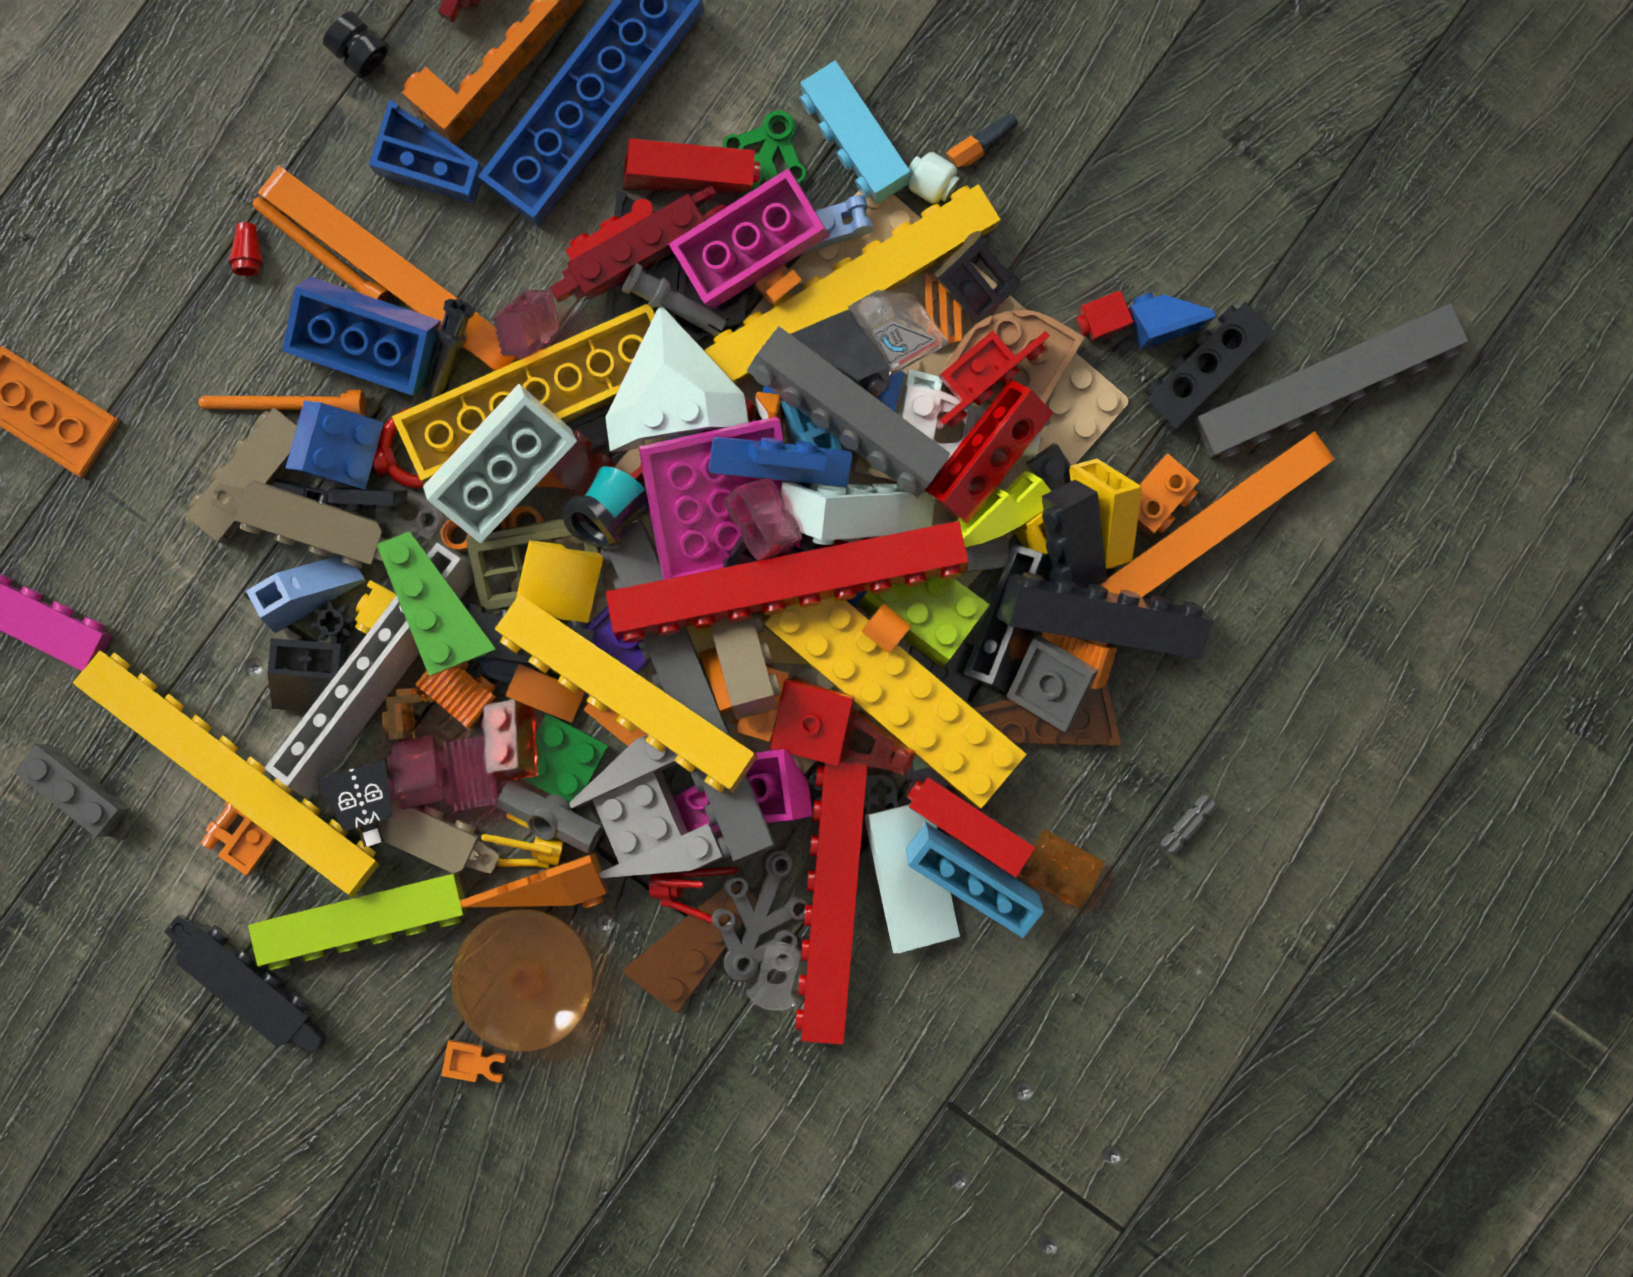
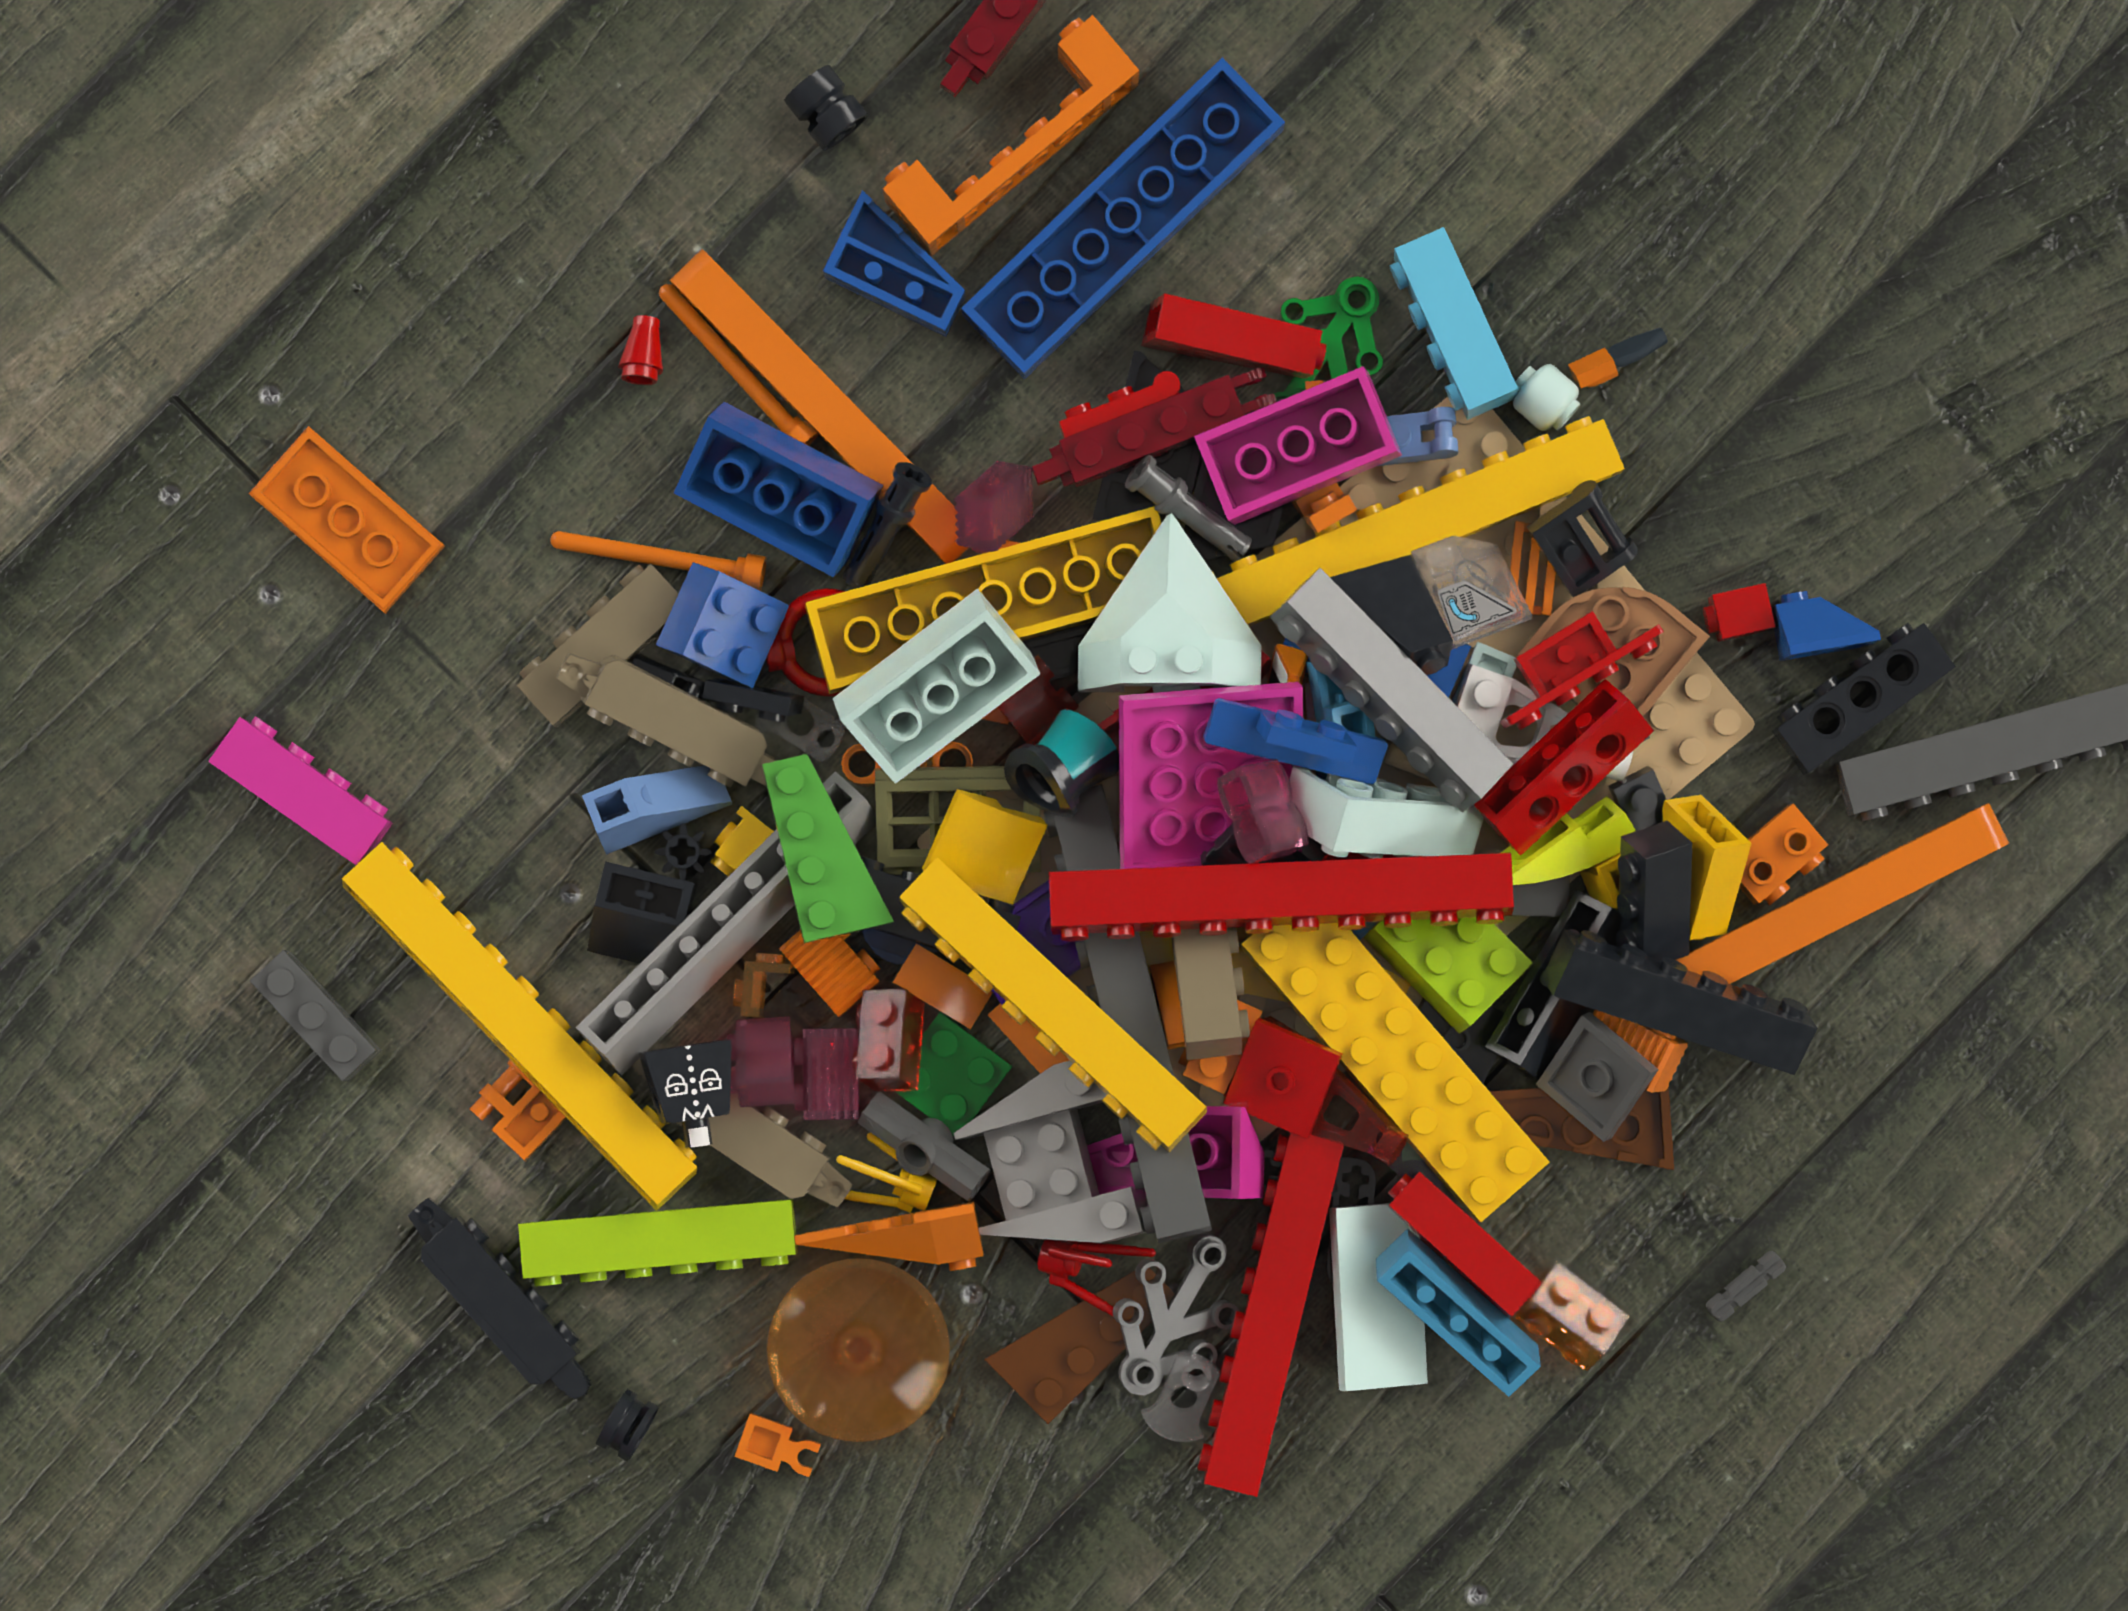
camera: 10 degrees right, 0 degrees up
(355, 1065) = (622, 1423): none -> black wheel
(886, 628) = (1396, 973): orange brick -> none

